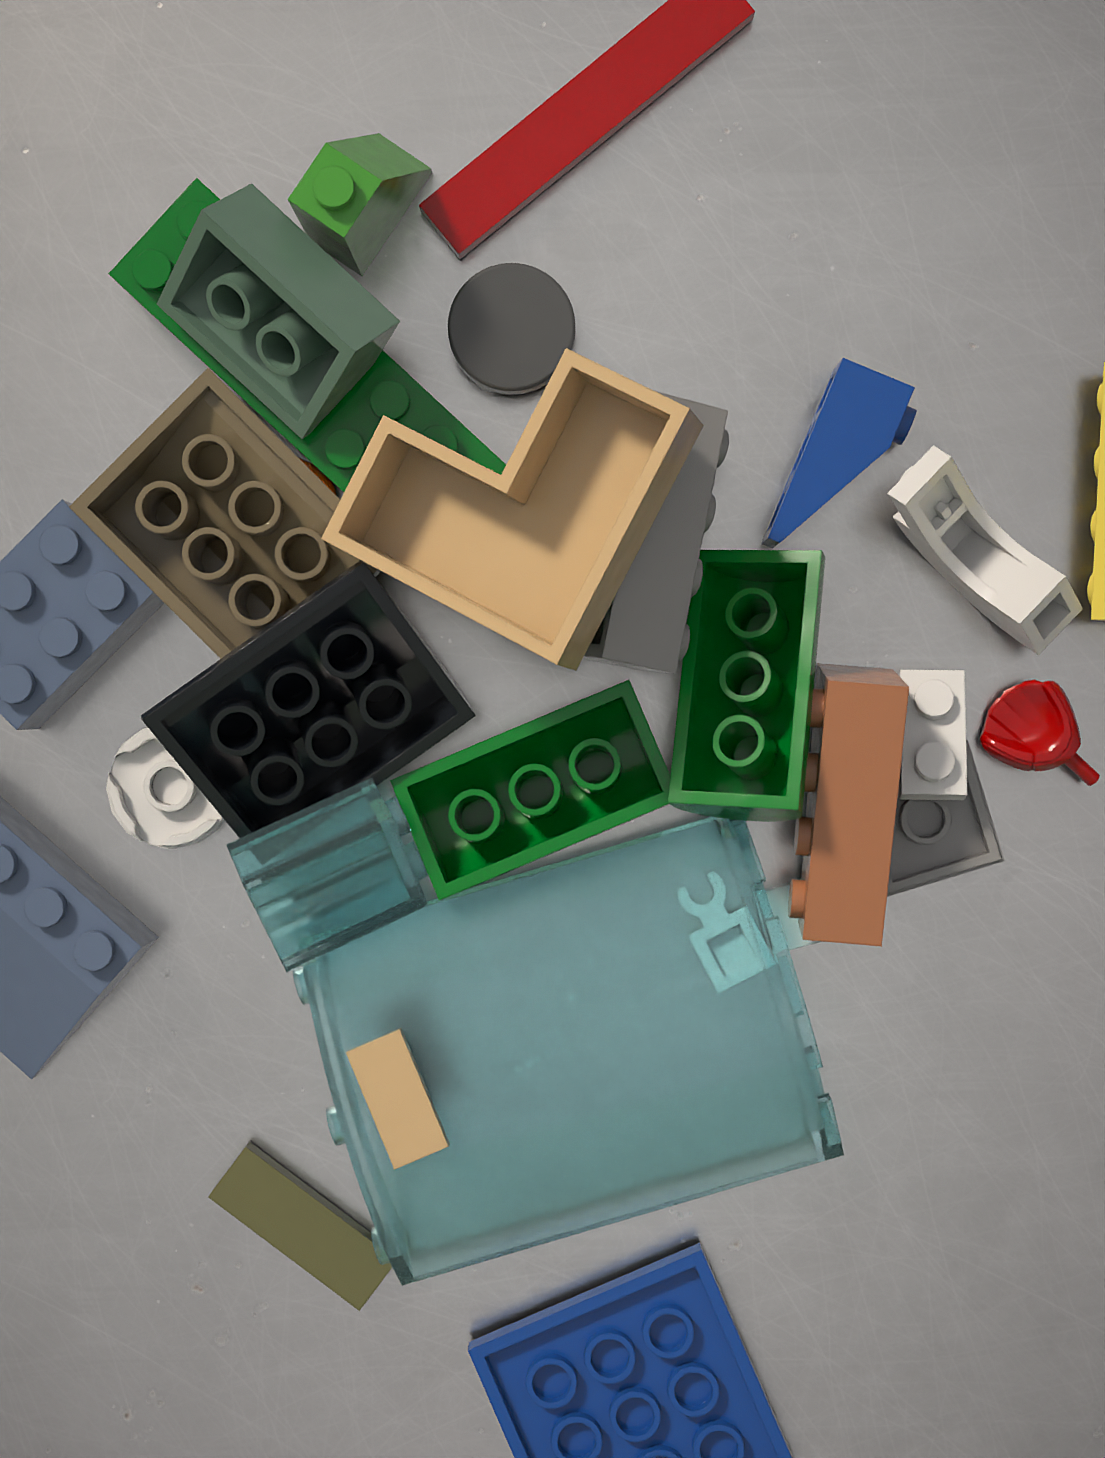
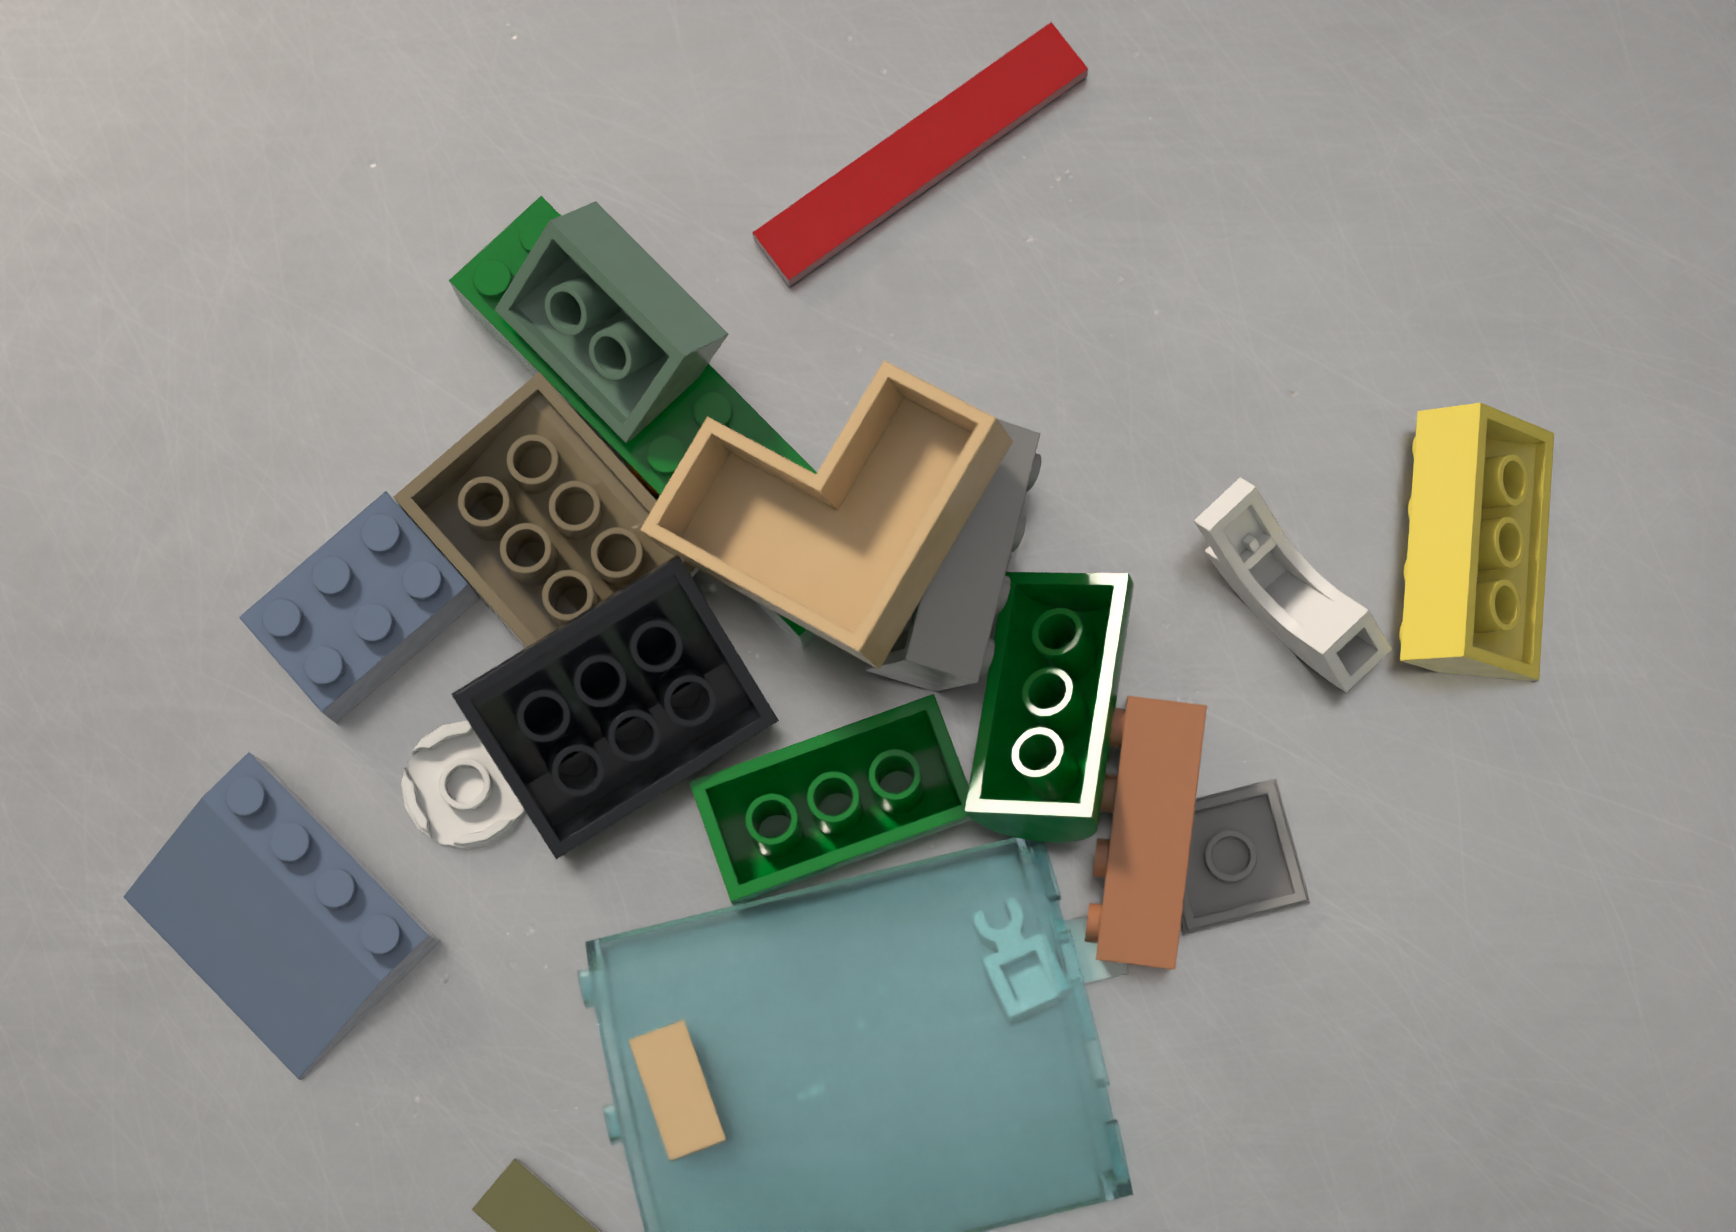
camera: 10 degrees right, 10 degrees down
(331, 873) = (624, 870): clear light blue brick -> none
(357, 196) = (694, 221): bright green slope -> none
(510, 328) = (832, 351): dark grey tile -> none
(849, 431) = (1160, 476): blue slope -> none
(934, 736) = (1238, 769): white plate -> none
(1035, 730) = (1345, 771): red piece -> none

